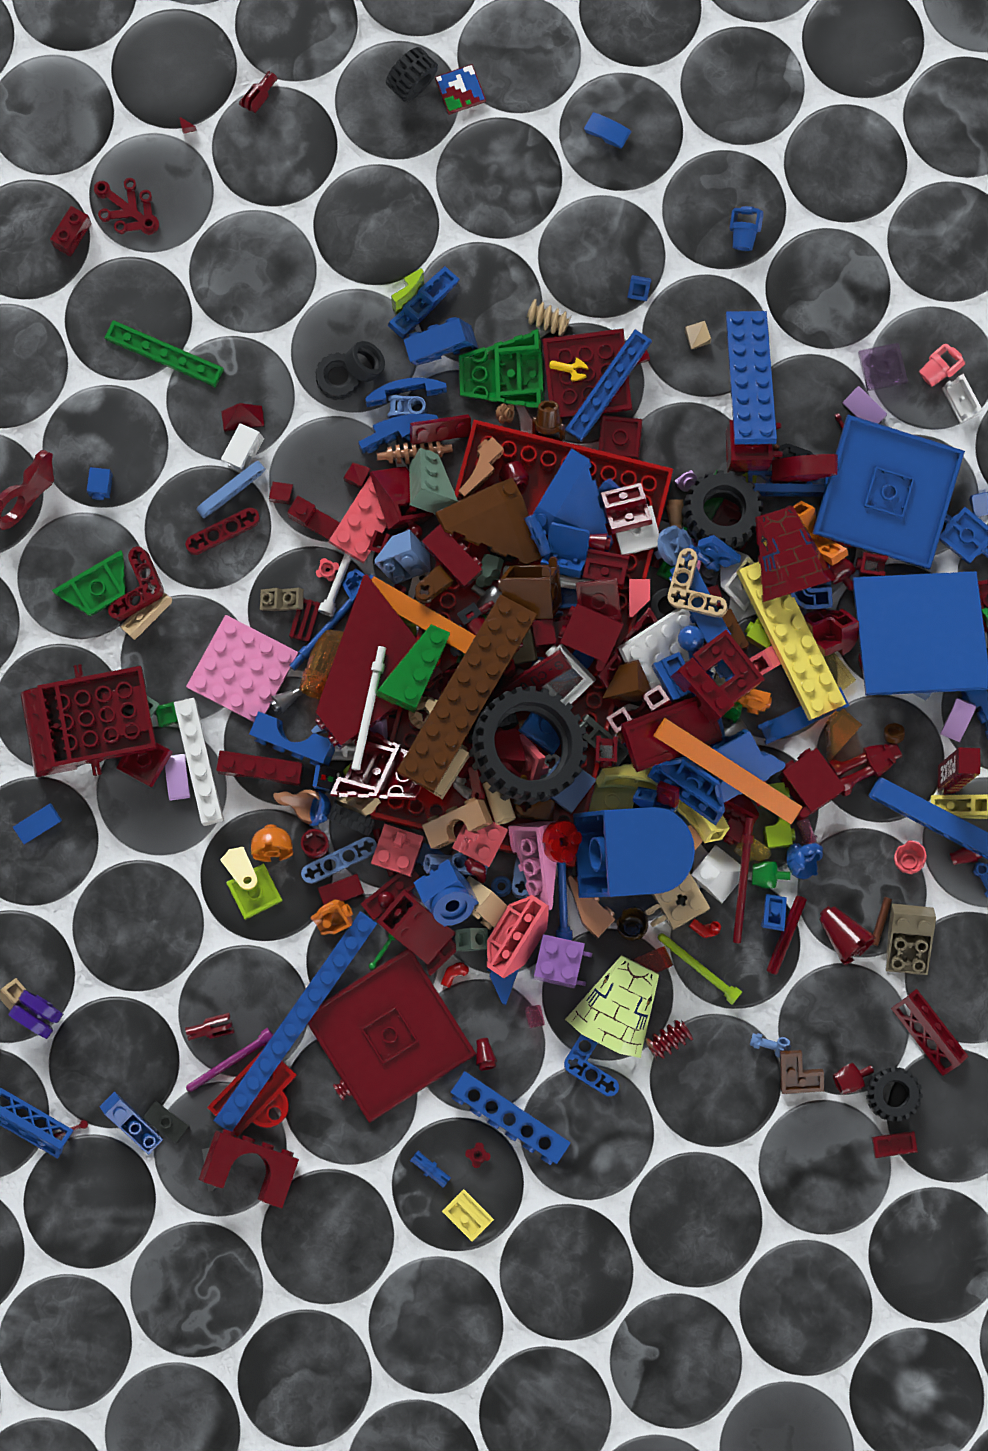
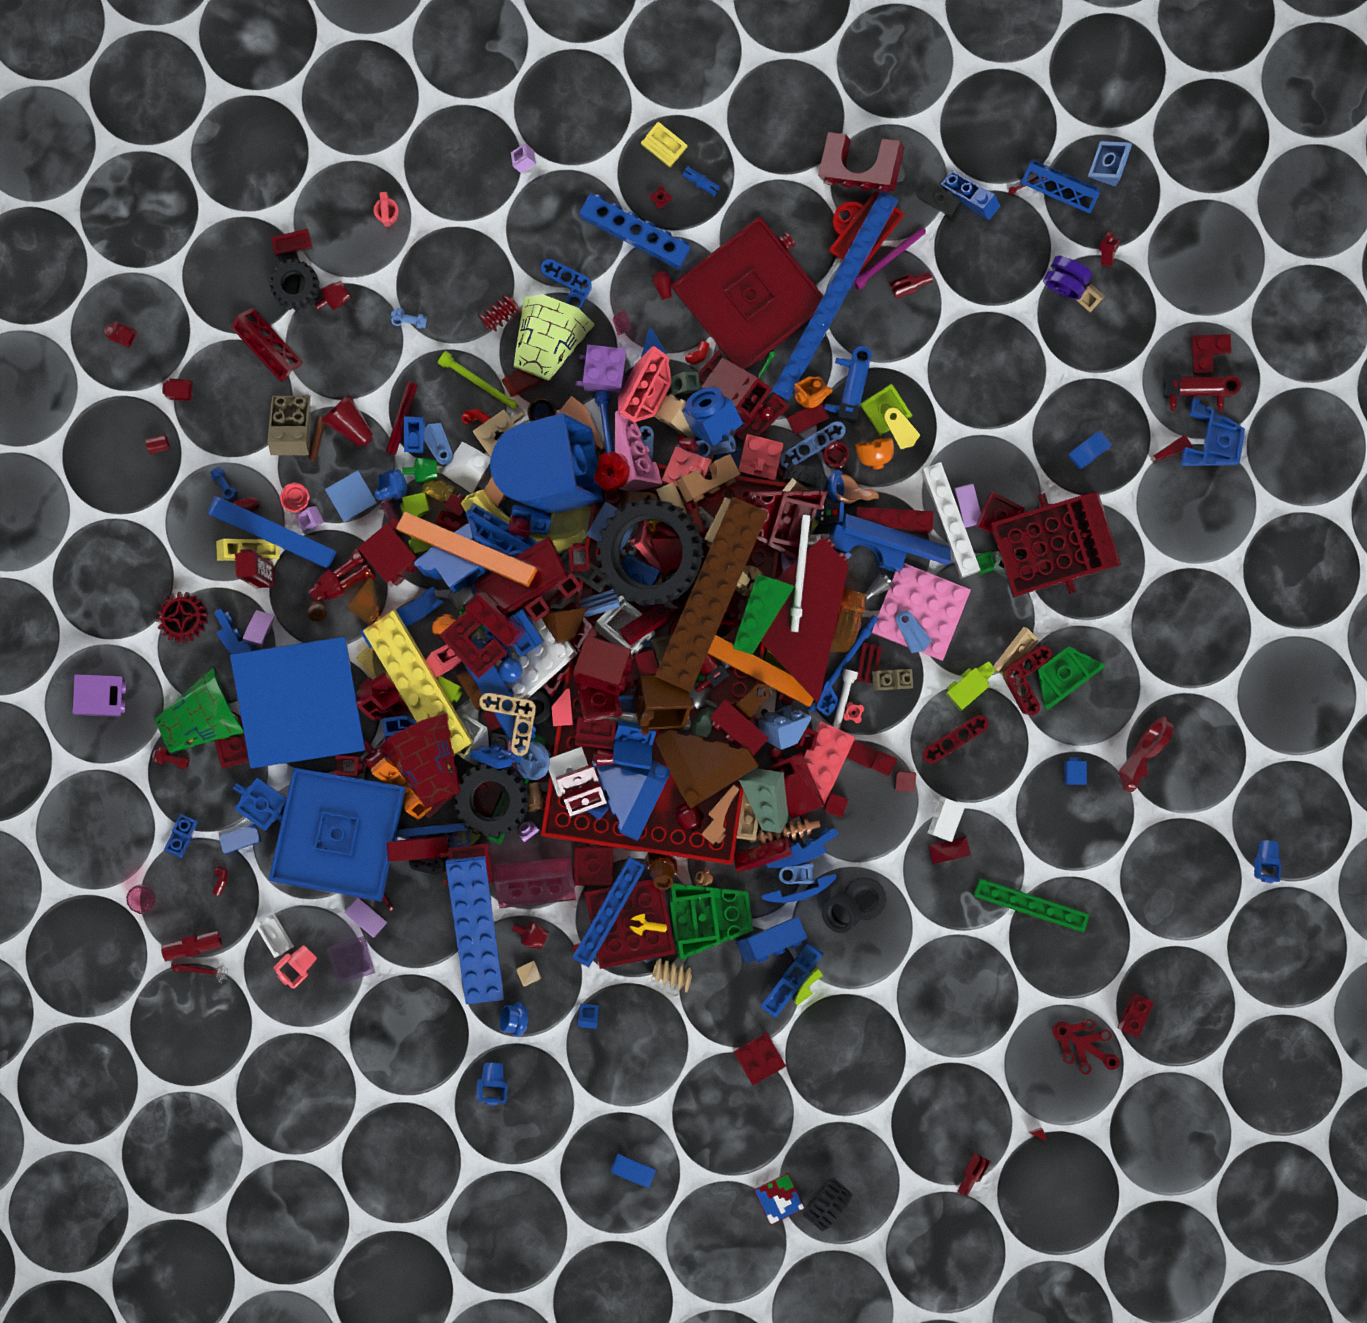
camera: 175 degrees right, 5 degrees up
(199, 583) = (970, 686): none -> lime hinge
(230, 489) = (952, 779): medium blue beam -> none
(254, 645) = (913, 633): none -> medium blue piece
(260, 743) = (896, 539): none -> blue tile
(286, 918) = (854, 385): none -> blue piece
(452, 463) = (747, 822): none -> tan hinge
(465, 228) = (759, 1058): none -> dark red plate
(501, 879) = (663, 430): blue plate -> none
(538, 534) = (661, 757): blue pin -> none
(589, 706) = (600, 603): none -> medium blue tile
(627, 1216) = (523, 158): none -> lavender slope
(683, 427) = (534, 882): none -> clear pink slope
(689, 373) = (532, 935): none -> dark red piece
(717, 289) = (514, 1019): none -> blue piece
(747, 839) = (443, 494): dark red bar -> none
(753, 908) = (438, 443): none -> medium blue piece
(786, 1167) = (386, 210): none -> coral piece
(796, 1079) = (382, 289): reddish brown plate -> none
(848, 854) = (351, 496): none -> medium blue tile
(895, 835) = (309, 518): none -> lavender slope

